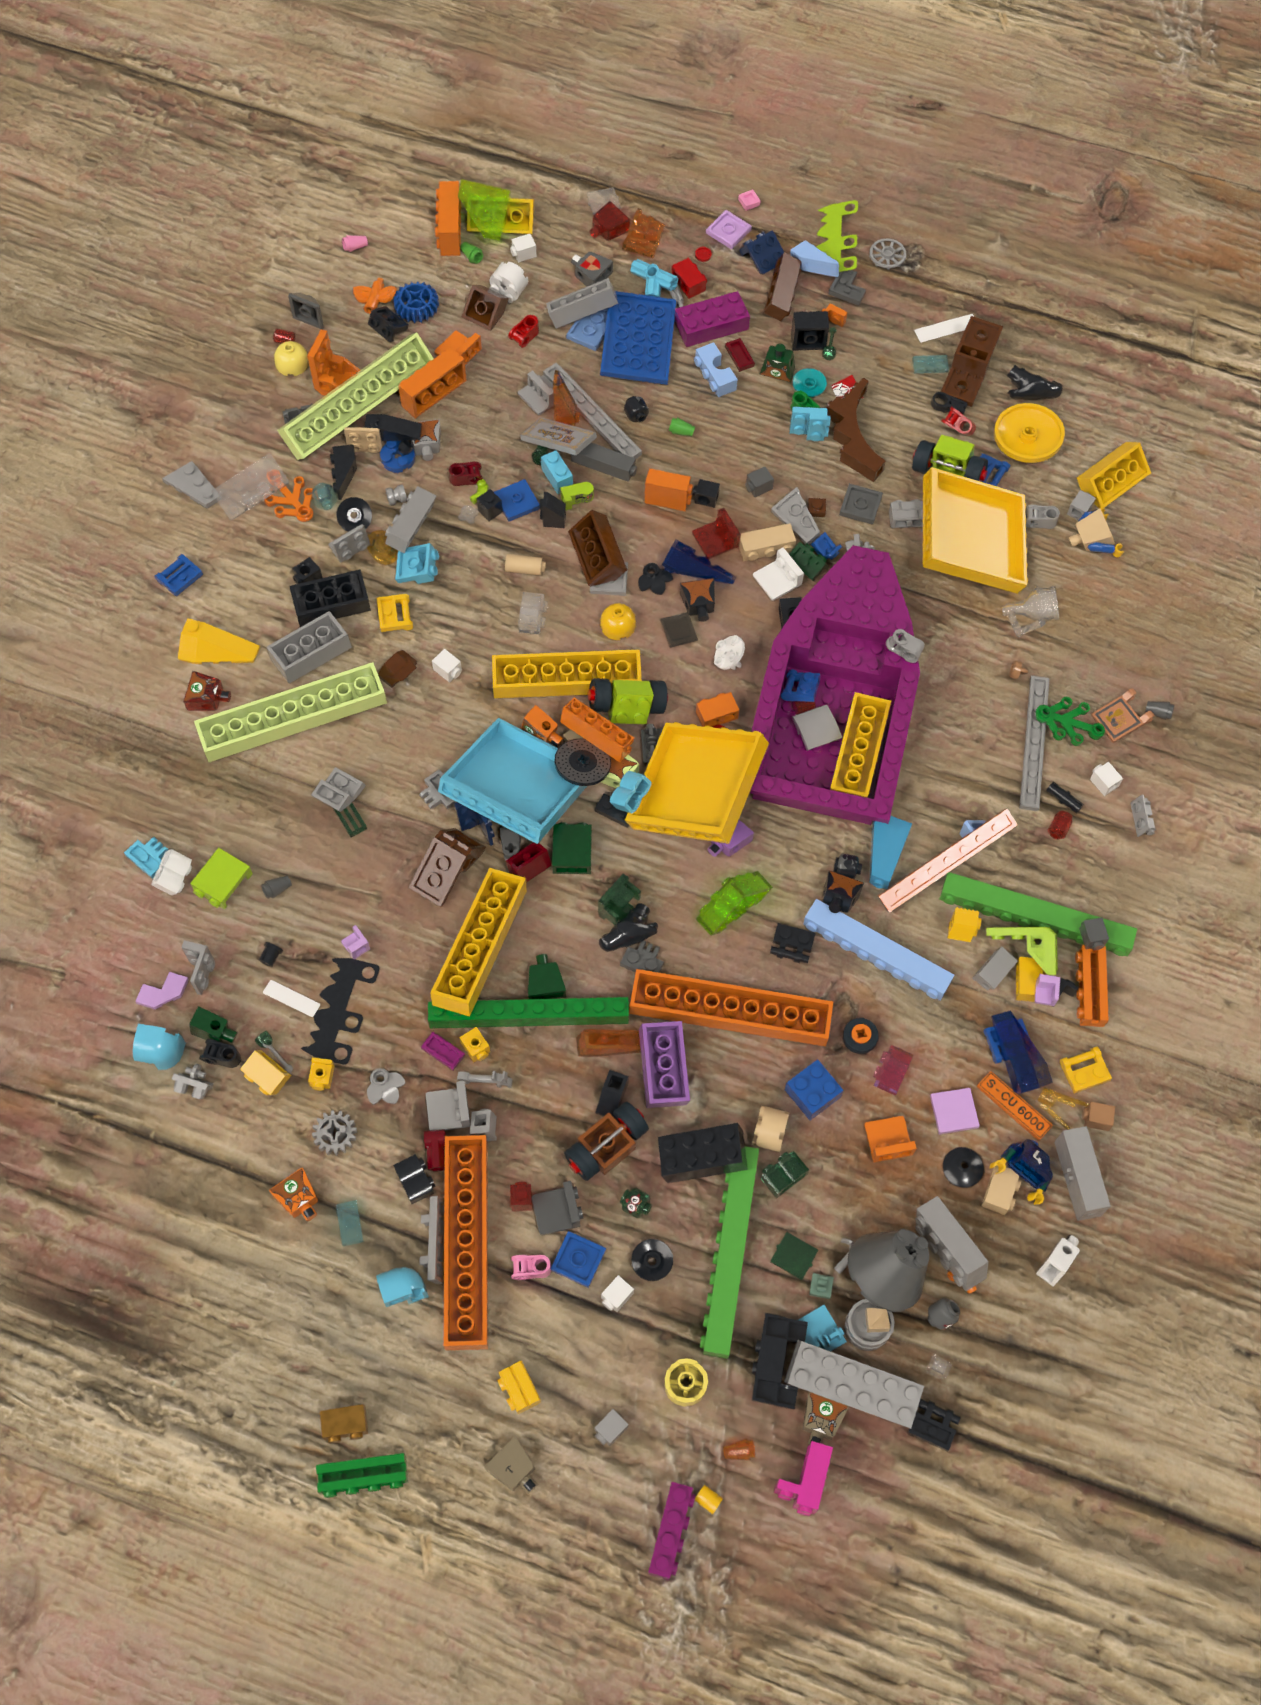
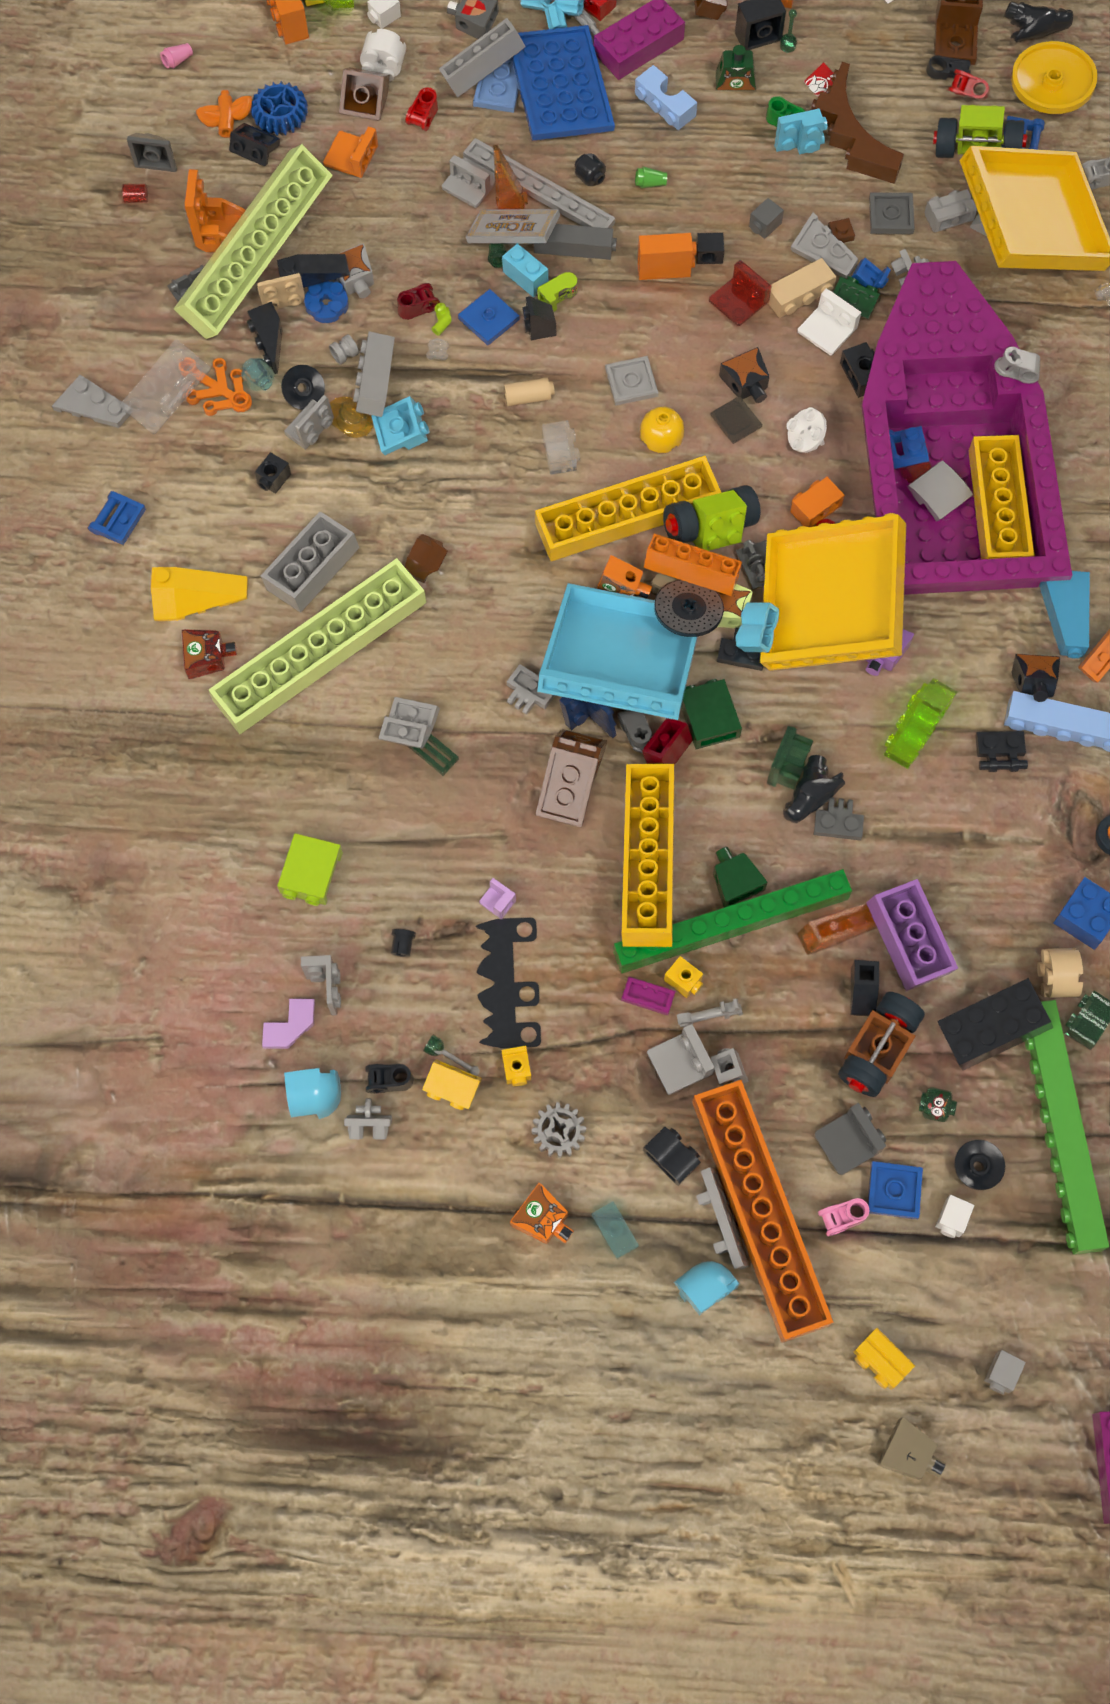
camera: 15 degrees left, 5 degrees up
(147, 856) = (210, 869): medium azure hinge -> none
(172, 872) = (248, 879): white brick -> none
(204, 1023) = (358, 1046): dark green torso -> none
(274, 887) = (377, 860): dark grey cone -> none
(291, 358) = (153, 217): light yellow cylinder -> none
(291, 998) = (445, 987): white sticker -> none
(339, 594) = (320, 488): black brick -> none
(343, 1423) = (699, 1464): pearl gold brick -> none
(362, 1474) = (740, 1517): green brick -> none
(387, 1088) = (599, 1059): light grey plate -> none
(388, 613) = (388, 494): yellow plate -> none
(405, 447) = (335, 288): black hinge -> none
(432, 382) = (338, 200): orange brick -> none
(435, 1146) = (681, 1107): dark red piece -> none
(447, 665) = (482, 538): white brick -> none
(472, 252) = (323, 30): bright green cone -> none
(489, 505) = (460, 331): black brick -> none
(521, 1196) = (804, 1138): clear red brick -> none
(597, 549) = (607, 350): reddish brown slope -> none
(654, 581) = (687, 369): black plate -> none
(676, 1391) = (1057, 1299): light yellow brick -> none
(684, 561) = (714, 337): clear blue wedge -> none
(731, 1007) = (963, 846): orange brick -> none
(739, 354) = (685, 72): dark red tile -> none
(810, 381) = (780, 82): teal dish -> none
(847, 865) = (1032, 642): black head -> none
(930, 364) = (909, 26): clear light blue plate -> none

